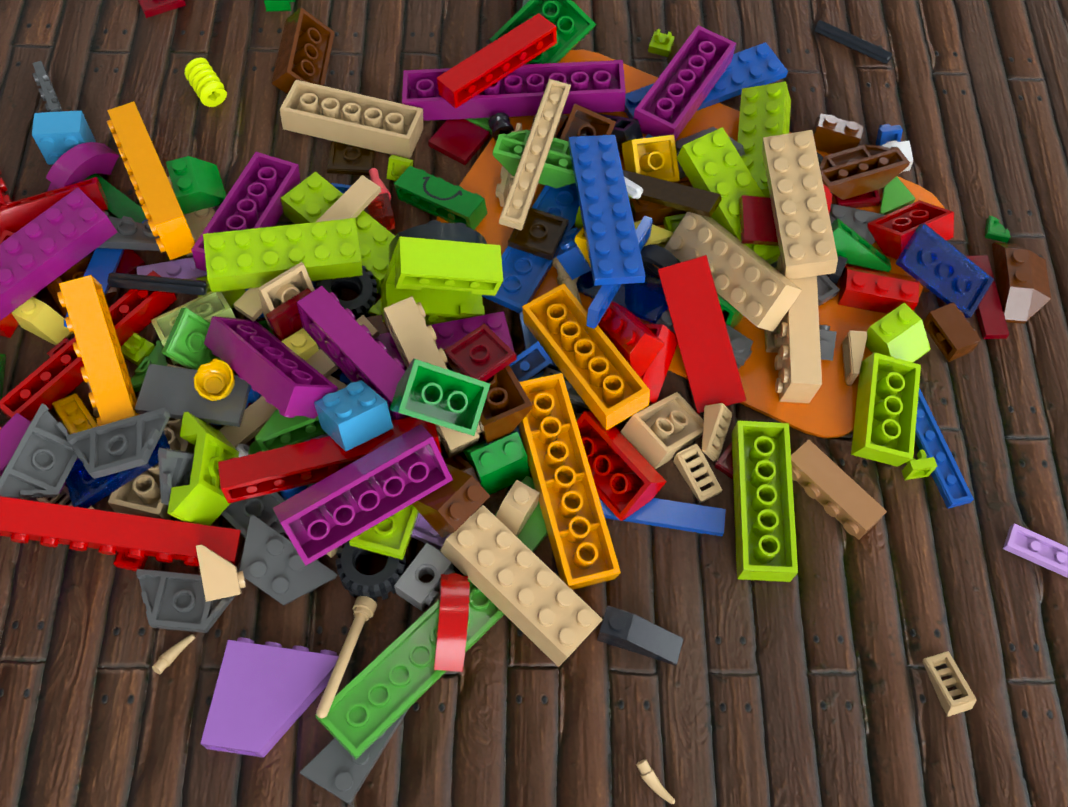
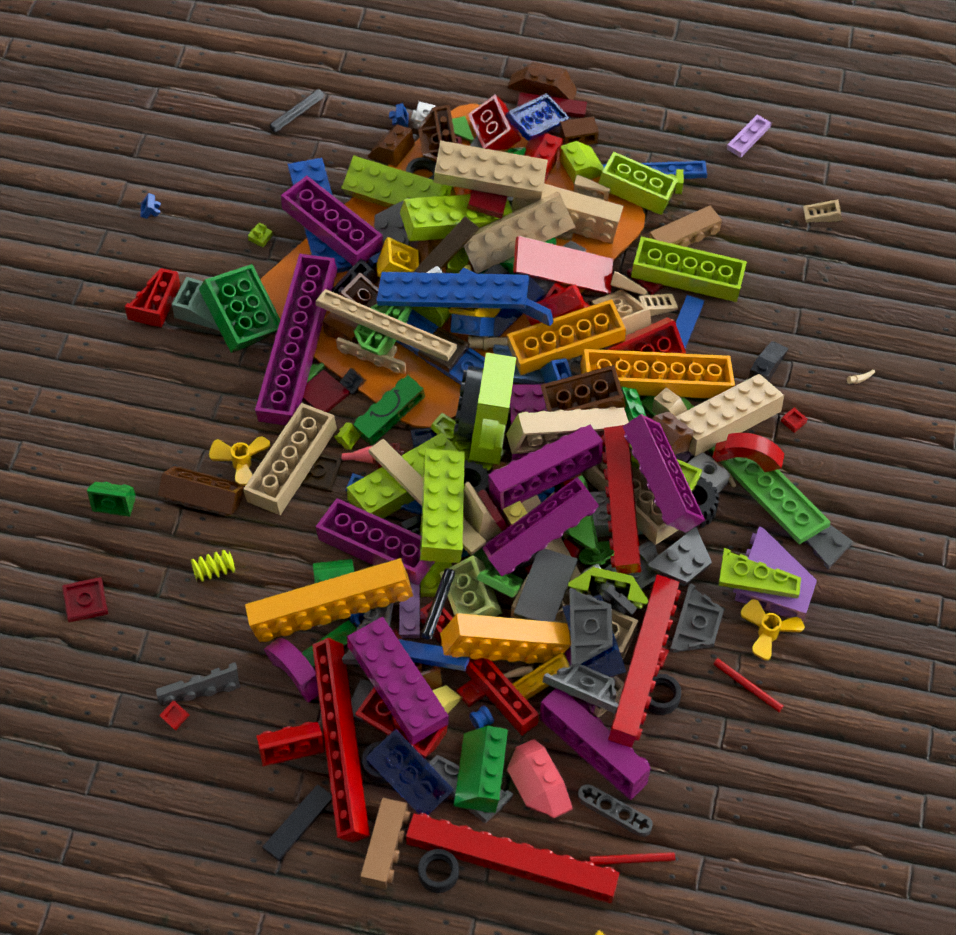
camera: 75 degrees left, 5 degrees down
(20, 87) = (174, 715): none -> red plate
(22, 365) = (481, 717): none -> blue wheel
(59, 132) = (255, 673): dark azure brick -> none
(76, 587) = (673, 684): none -> black tyre
(93, 684) = (748, 685): none -> red bar
(152, 693) = (754, 613): none -> yellow piece
(170, 655) = (738, 639): tan helmet -> none
(214, 380) = (545, 561): yellow hair -> none
(218, 575) = (692, 588): tan slope -> none
(246, 656) = (752, 576): none -> lime wing
(350, 77) = (240, 455): none -> yellow piece
(353, 415) = (601, 470): dark azure brick -> none
(363, 610) = (725, 514): tan piece -> none
(440, 397) = (609, 410): green slope -> none
(477, 158) = (352, 381): none -> black tile
(480, 354) = (563, 390): dark red tile -> none
(496, 60) = (276, 336): red brick -> none
(500, 124) = (328, 356): black wheel -> none
(550, 689) = (794, 420): none -> red tile
(995, 230) = (497, 81): green tile -> none

